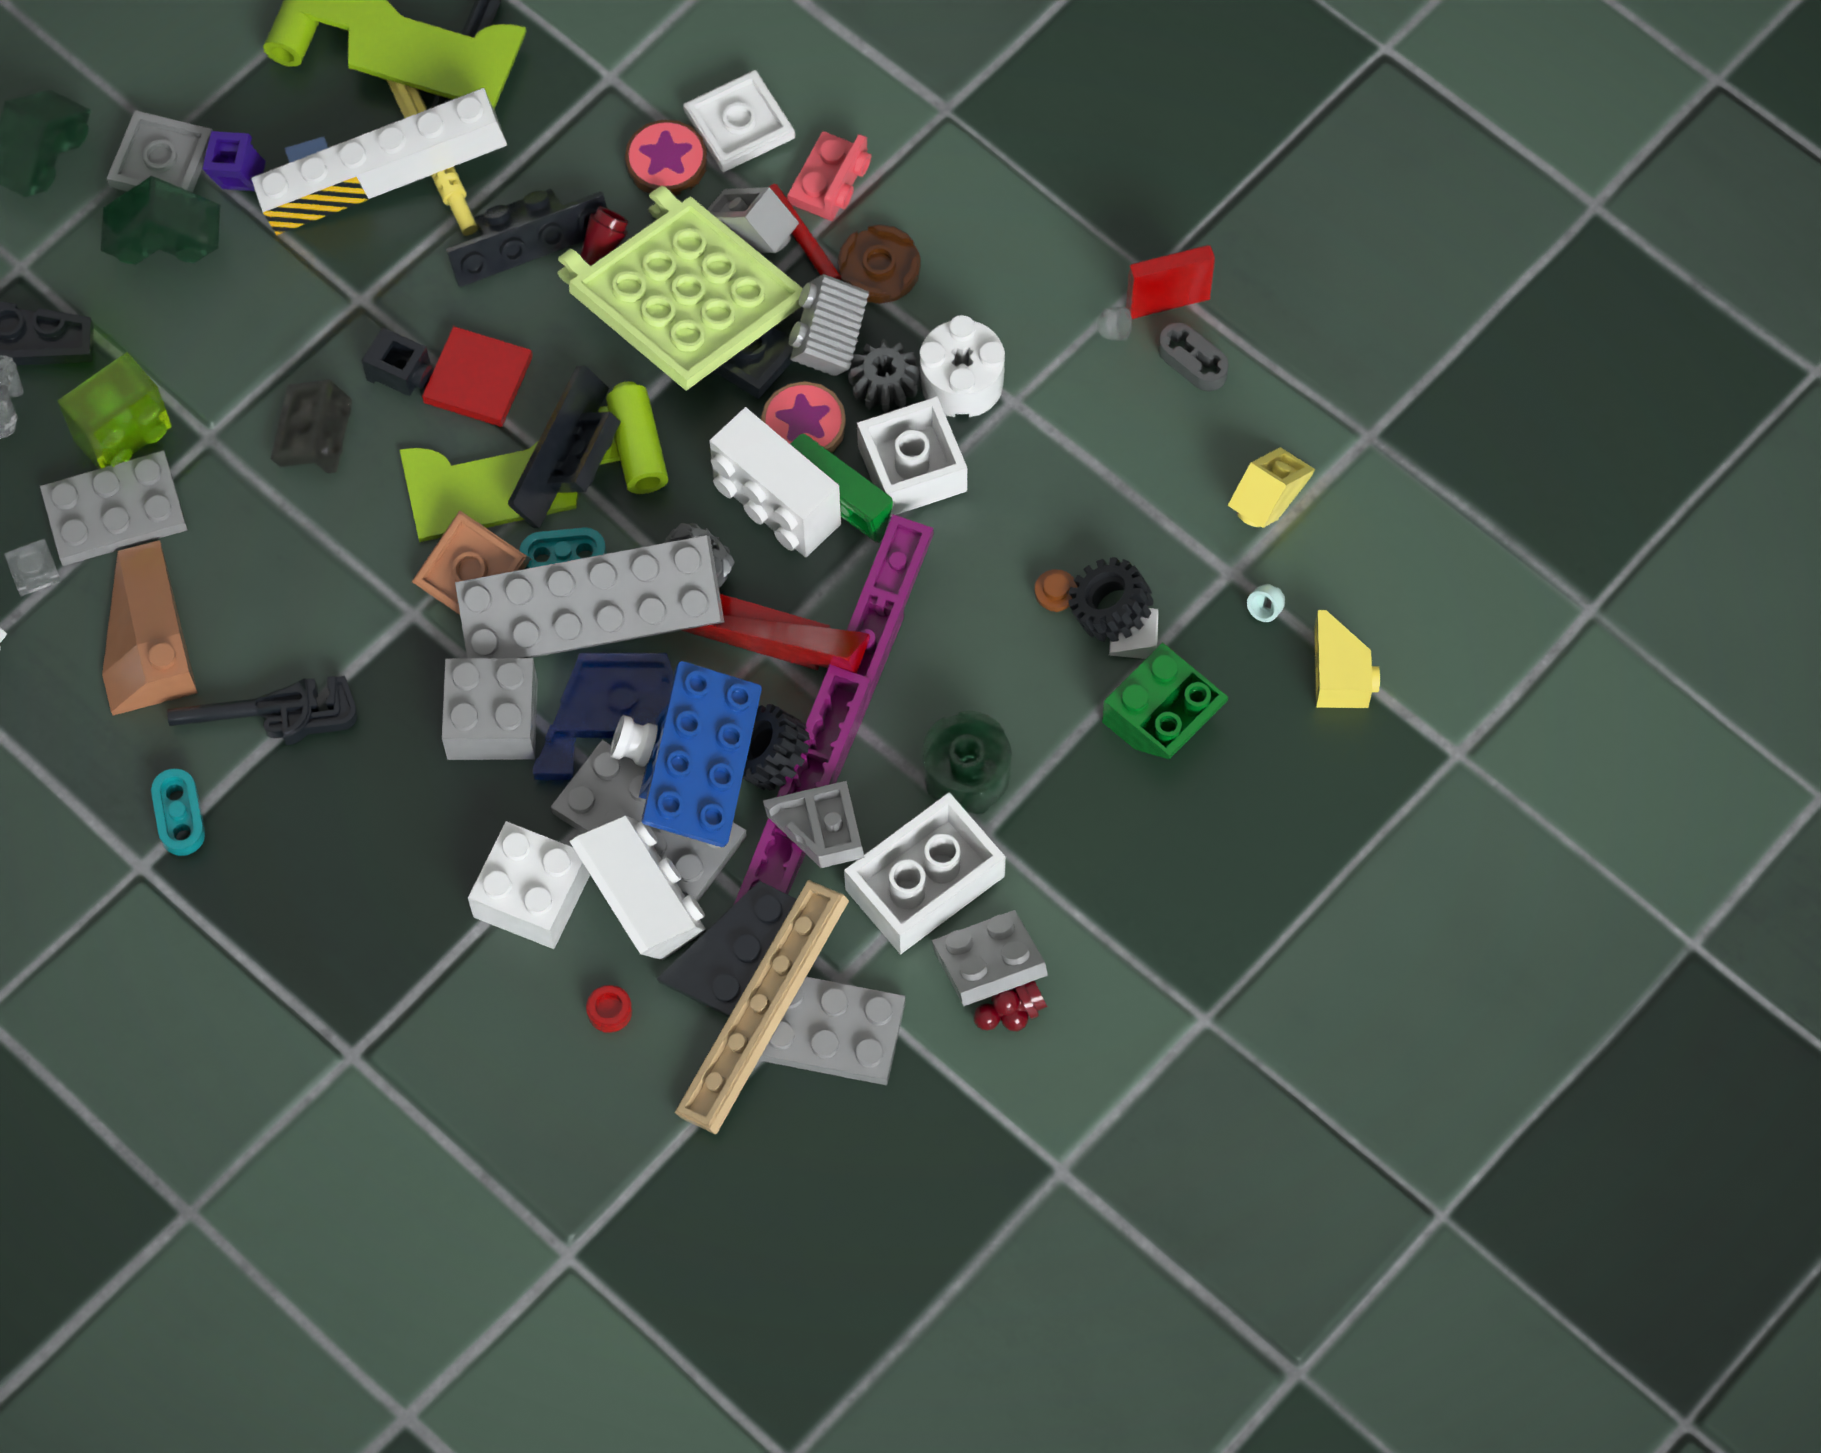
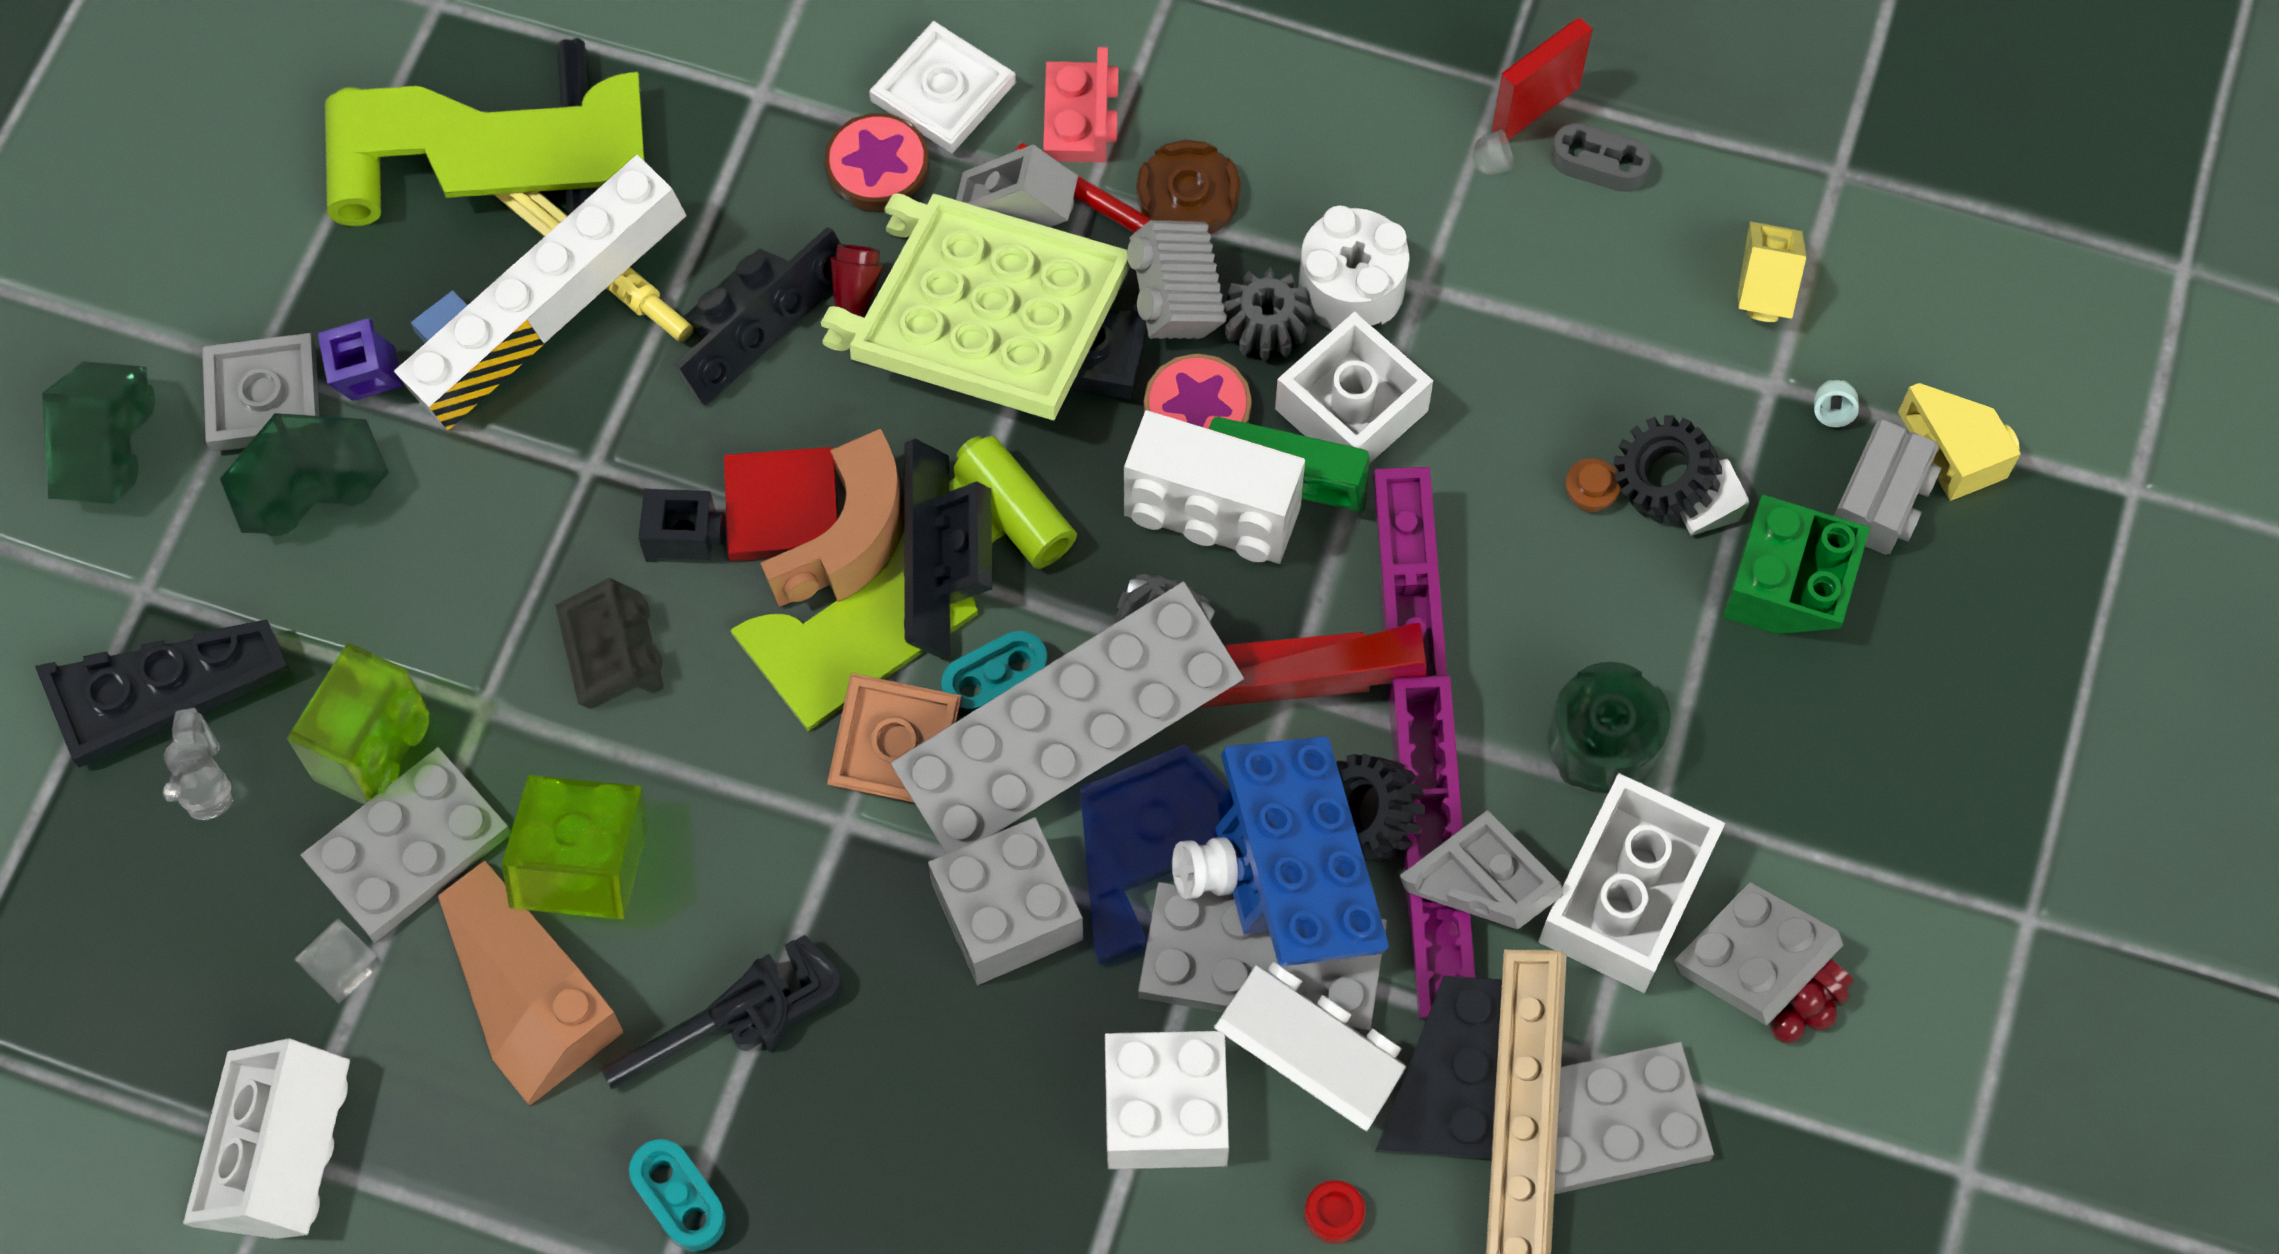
camera: 25 degrees left, 0 degrees up
(218, 553) = (575, 847): none -> clear neon green brick
(515, 420) = (862, 536): none -> nougat arch
(1267, 676) = (1886, 484): none -> light grey brick

